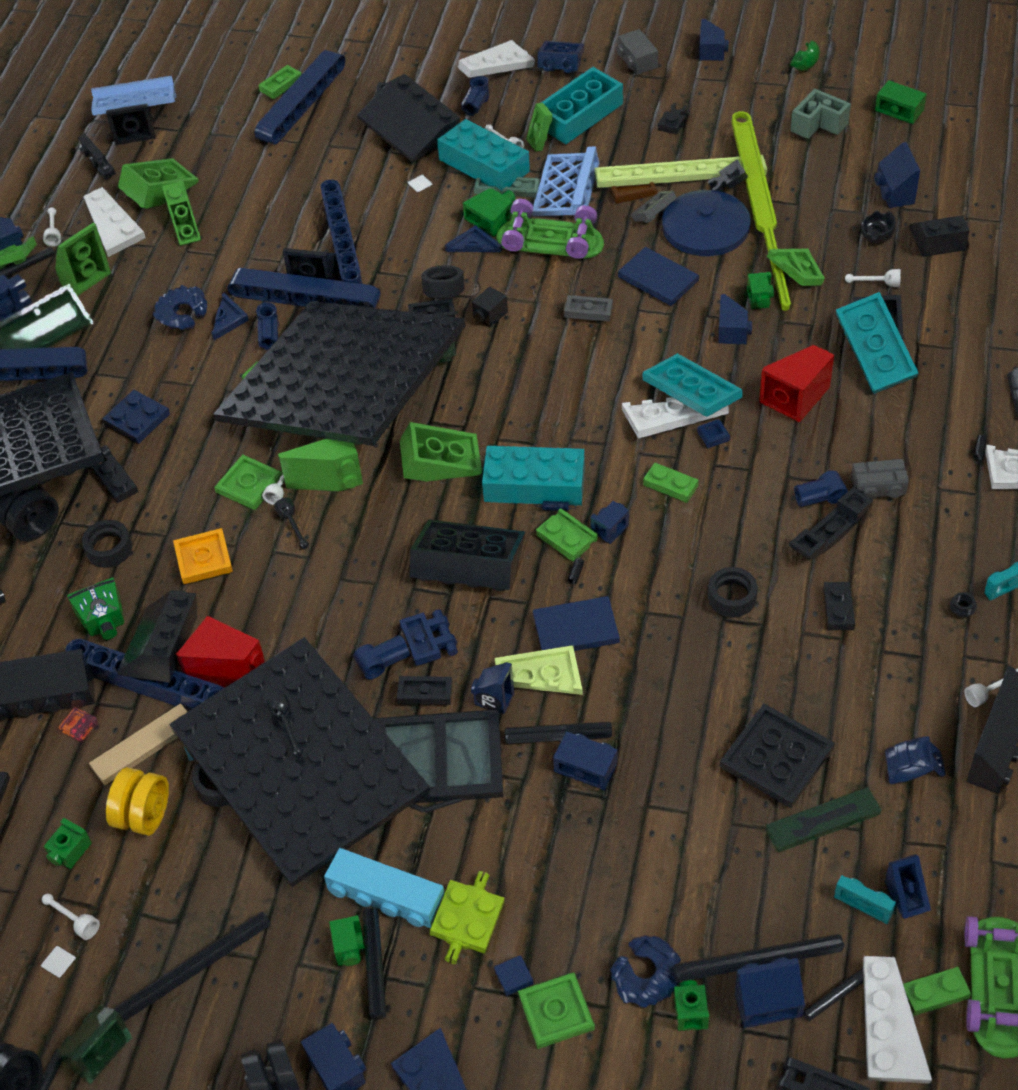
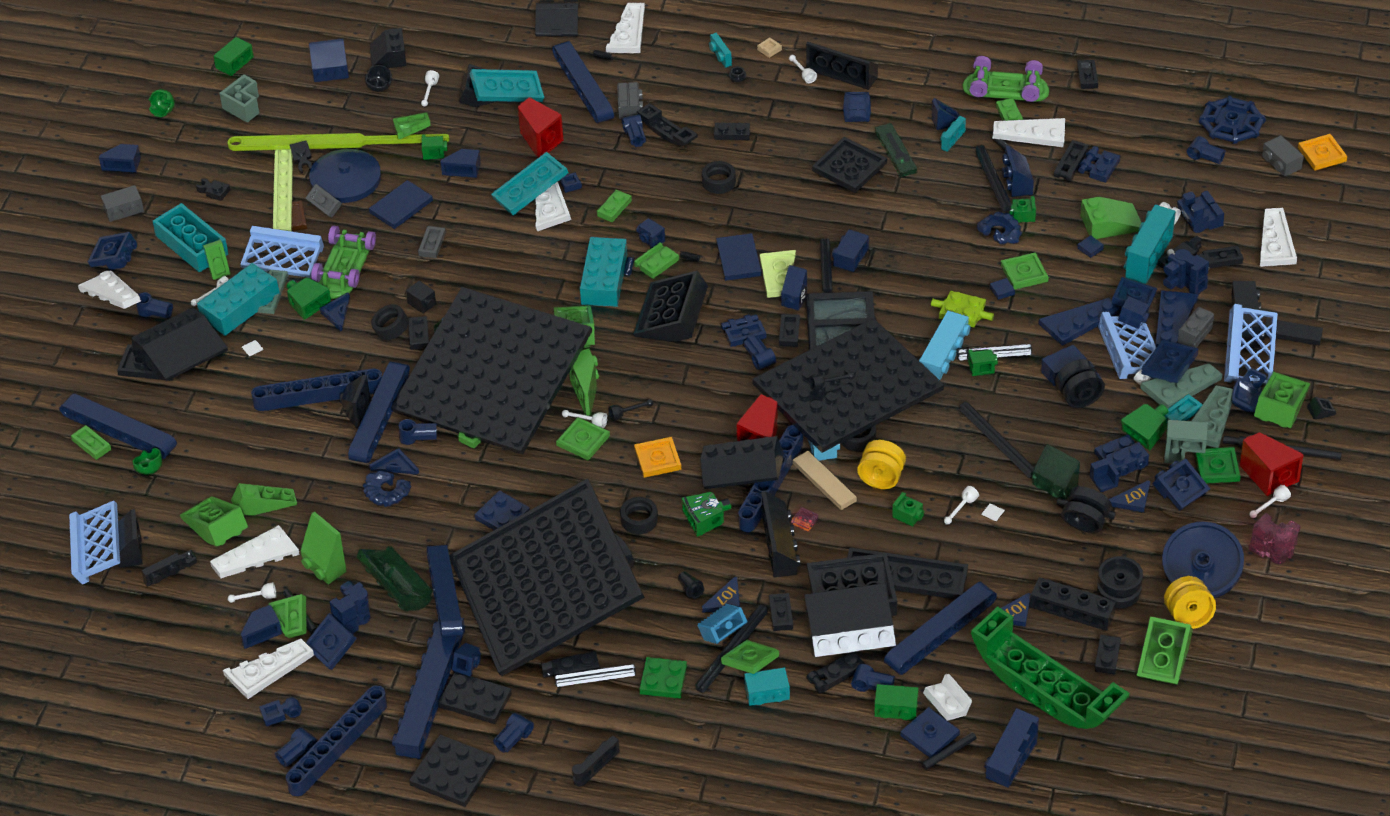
camera: 90 degrees left, 5 degrees down
(243, 122) = (148, 462): none -> green hair
(912, 427) = (583, 82): none -> dark blue beam

